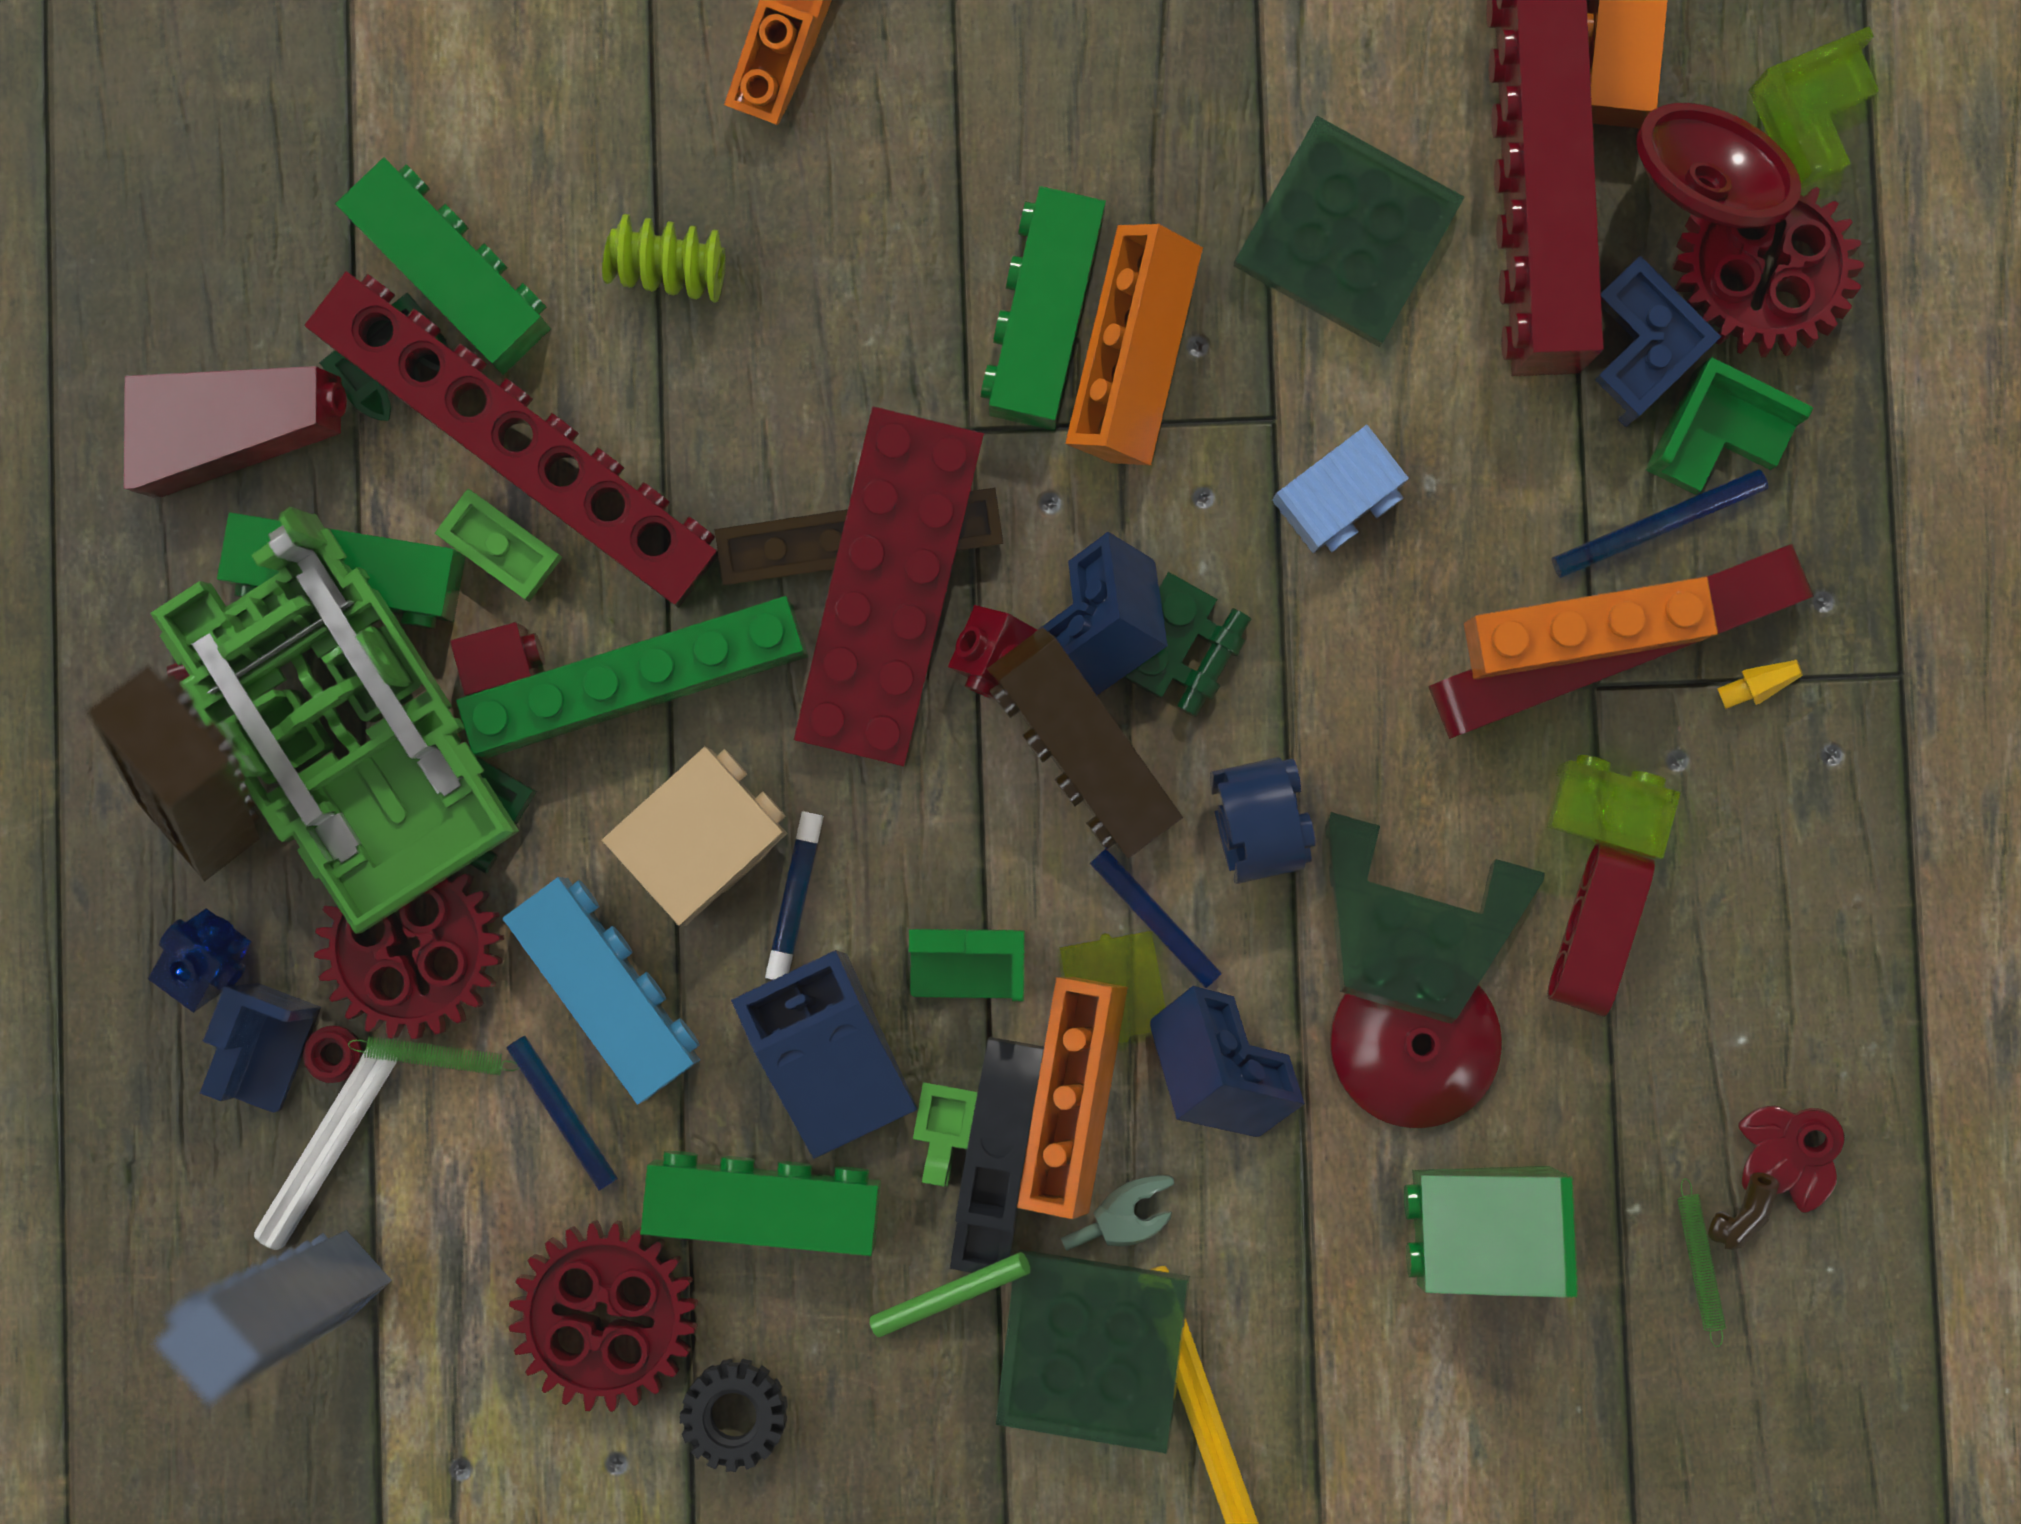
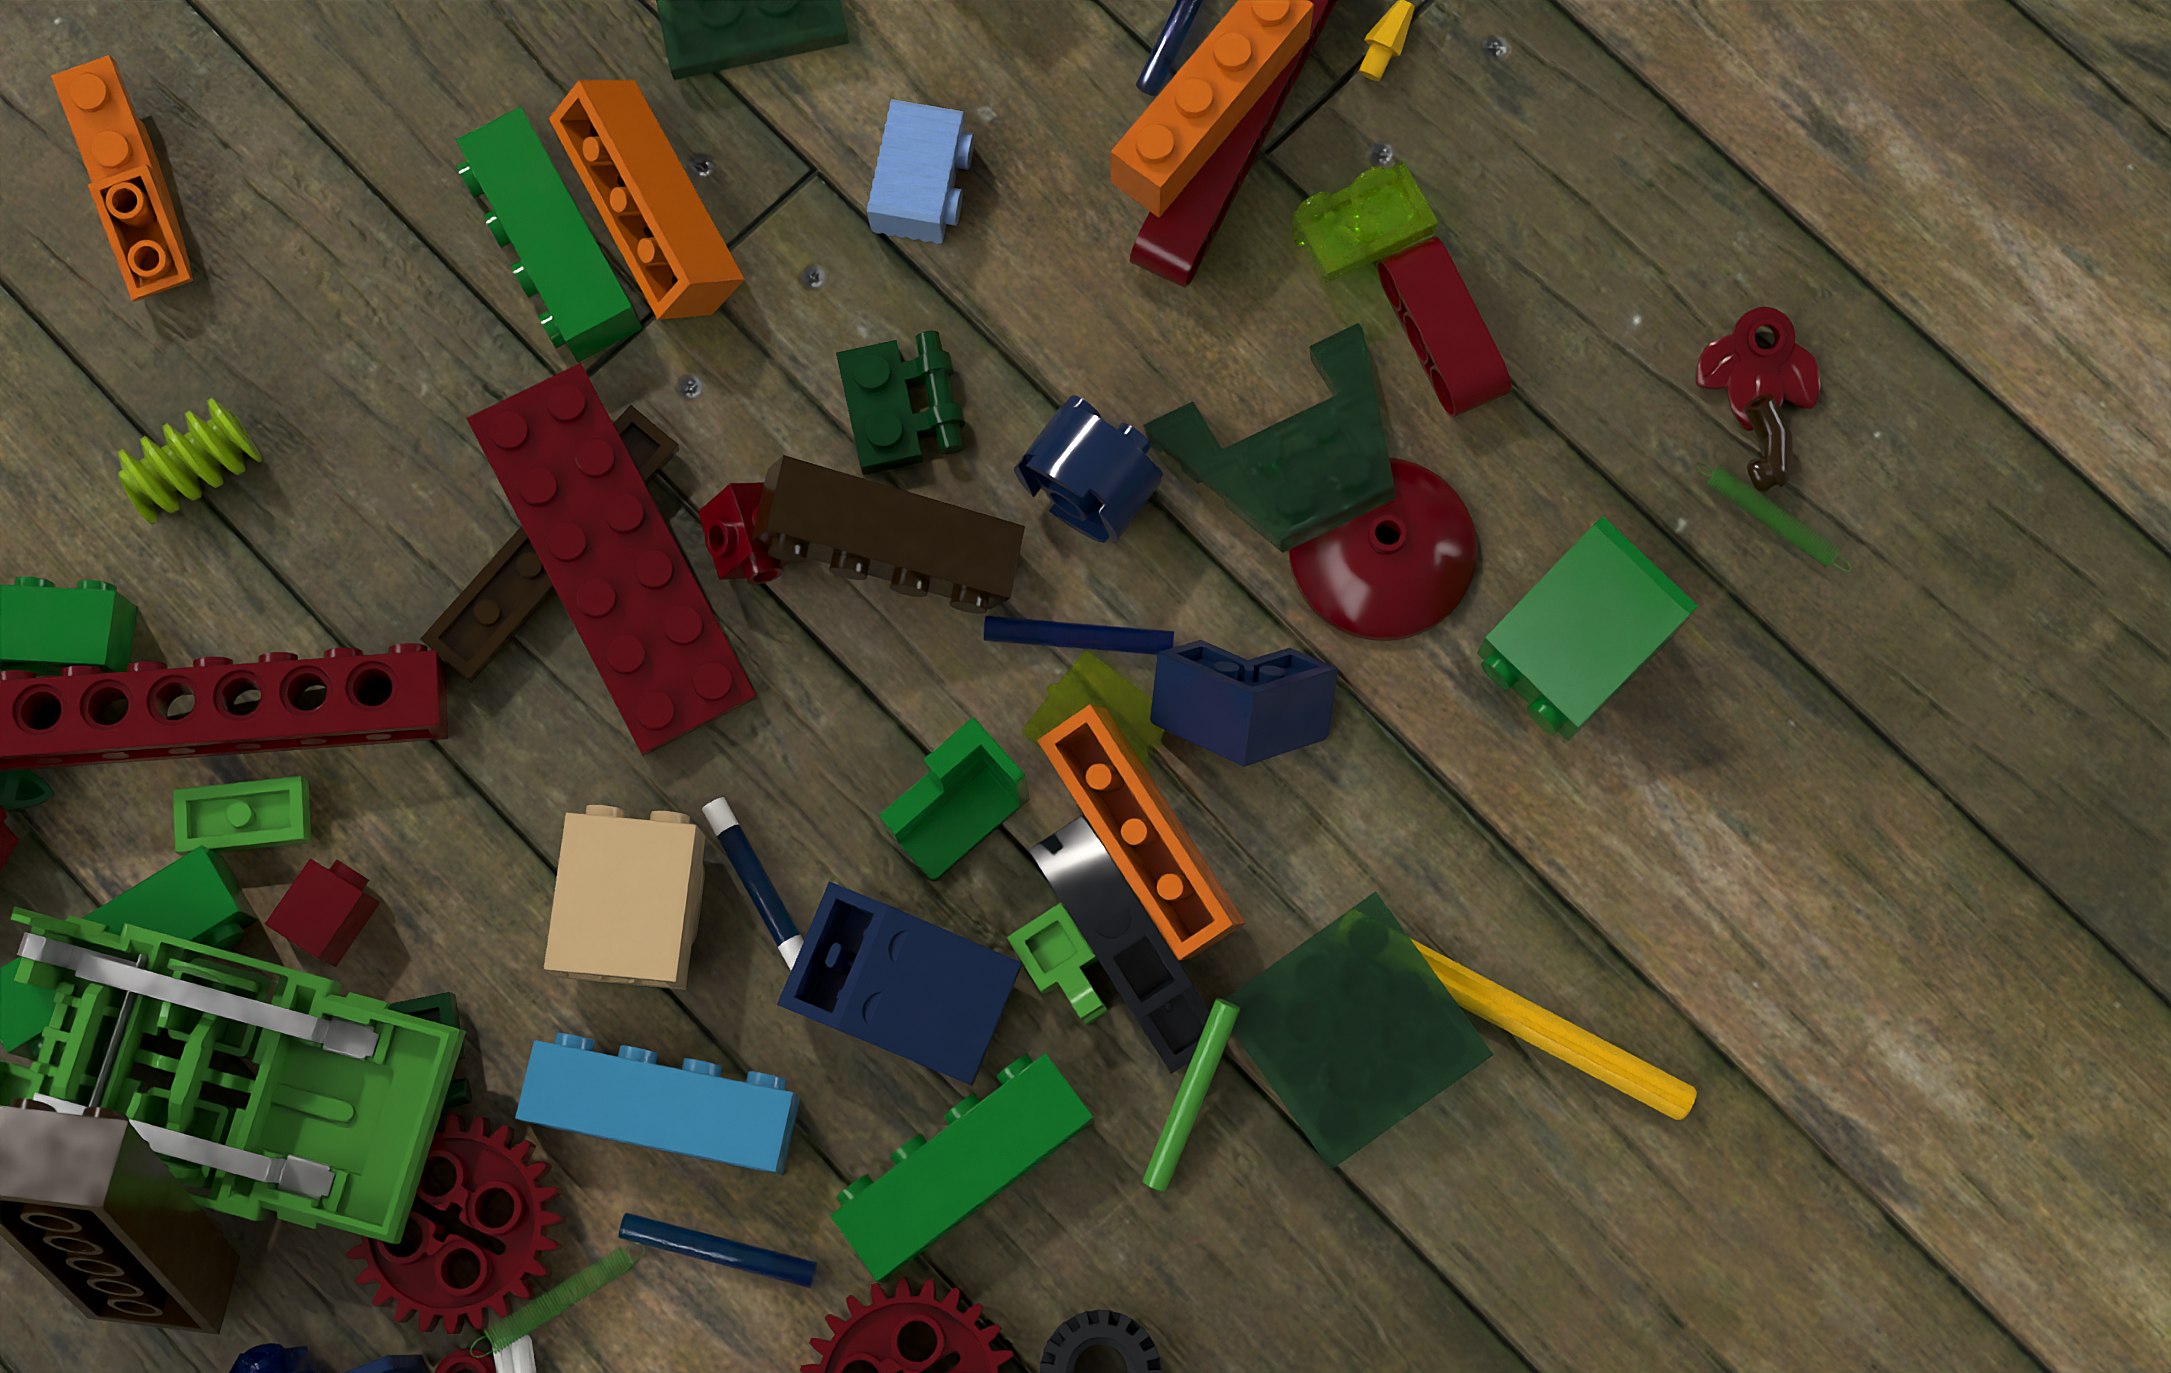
camera: 45 degrees left, 10 degrees down
(632, 678) = (456, 821): green brick -> none
(1113, 613) = (817, 413): dark blue panel -> none
(1117, 1216) = (1271, 905): sand green hand -> none

